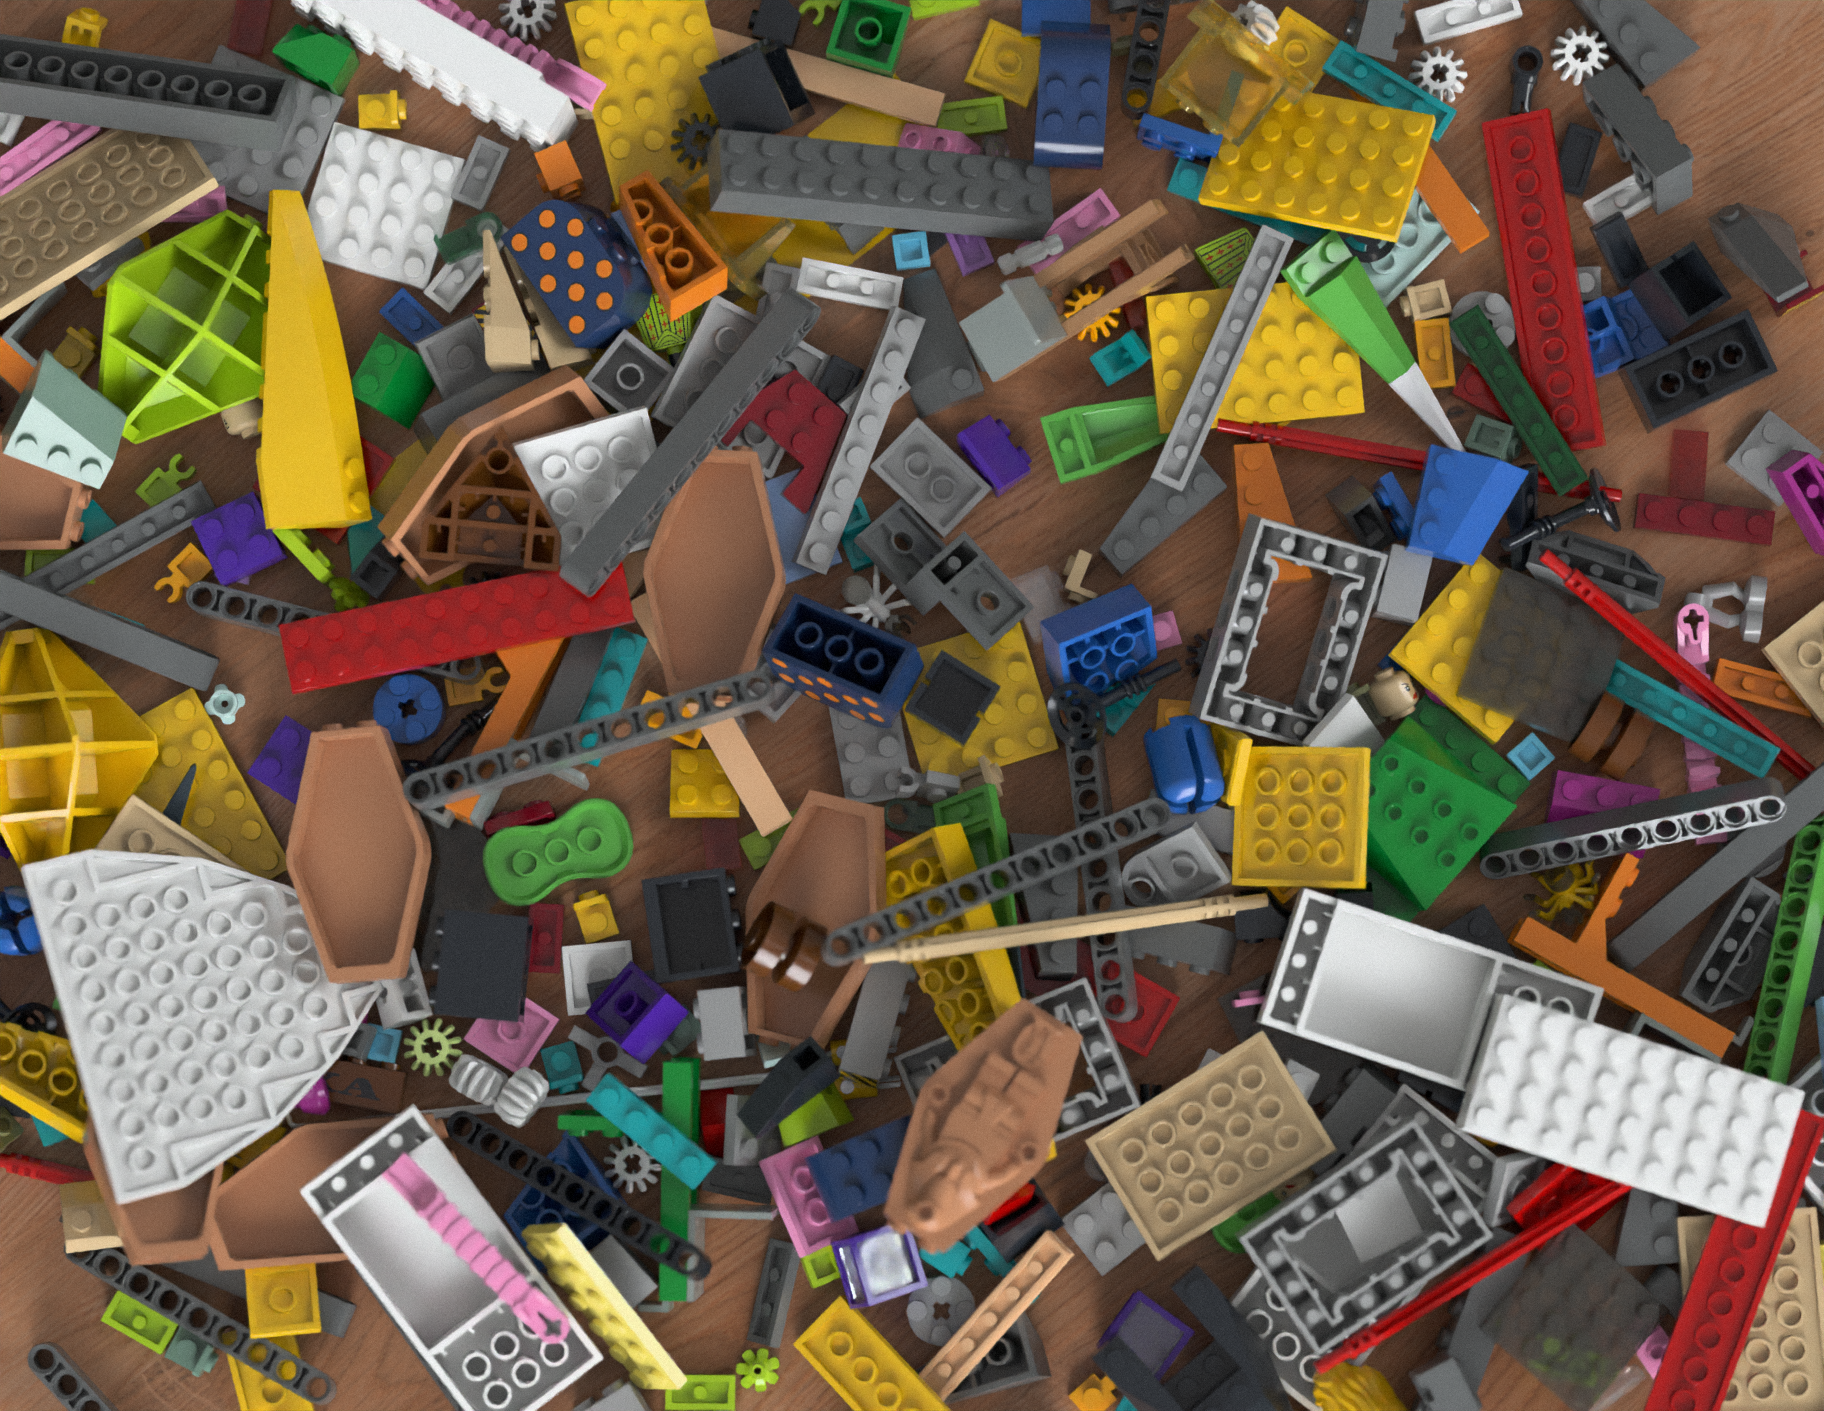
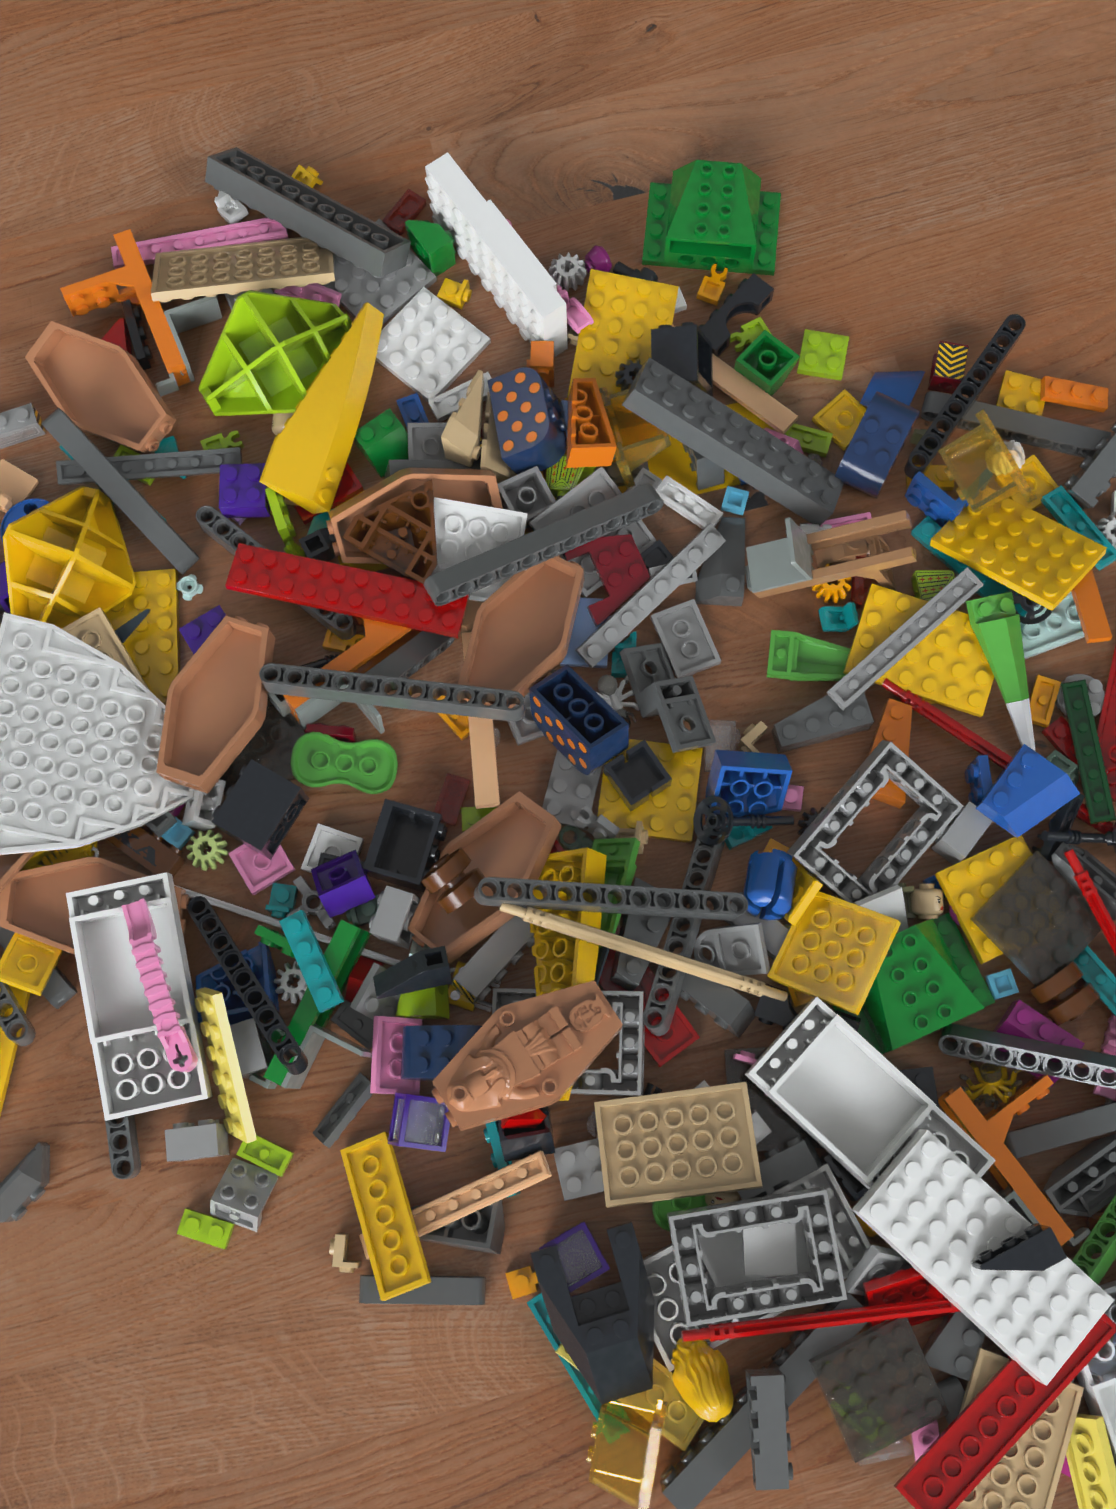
camera: 30 degrees right, 10 degrees down
(64, 425) = (173, 374): sand green wedge -> none
(77, 350) = (204, 351): yellow bracket -> none
(187, 568) = (207, 496): light orange plate -> none
(316, 1100) = (115, 844): magenta cone -> none
(404, 690) = (292, 625): blue brick -> none
(466, 240) = (460, 380): clear green piece -> none
(477, 1079) = (224, 882): white gear -> none
(480, 173) = (495, 350): light grey plate -> none
(521, 1097) = (244, 904): white gear -> none
(546, 937) = (312, 814): dark red plate -> none
(595, 916) = (349, 815): yellow bracket -> none
(613, 680) = (436, 670): teal plate -> none
(700, 786) = (452, 763): yellow plate -> none
(758, 1361) = (315, 1157): lime plant -> none
(820, 1267) = (382, 1106): lime plate -> none
(940, 1290) = (435, 1167): light grey plate -> none
(952, 1261) = (469, 1140): teal brick -> none
(970, 252) = (771, 514): medium lavender plate -> none
(993, 454) = (731, 640): dark purple slope -> none
(1360, 514) = (952, 775): dark grey slope -> none
(1425, 301) = (1050, 665): tan bracket -> none
(1681, 1084) = (1032, 1251): none -> black slope

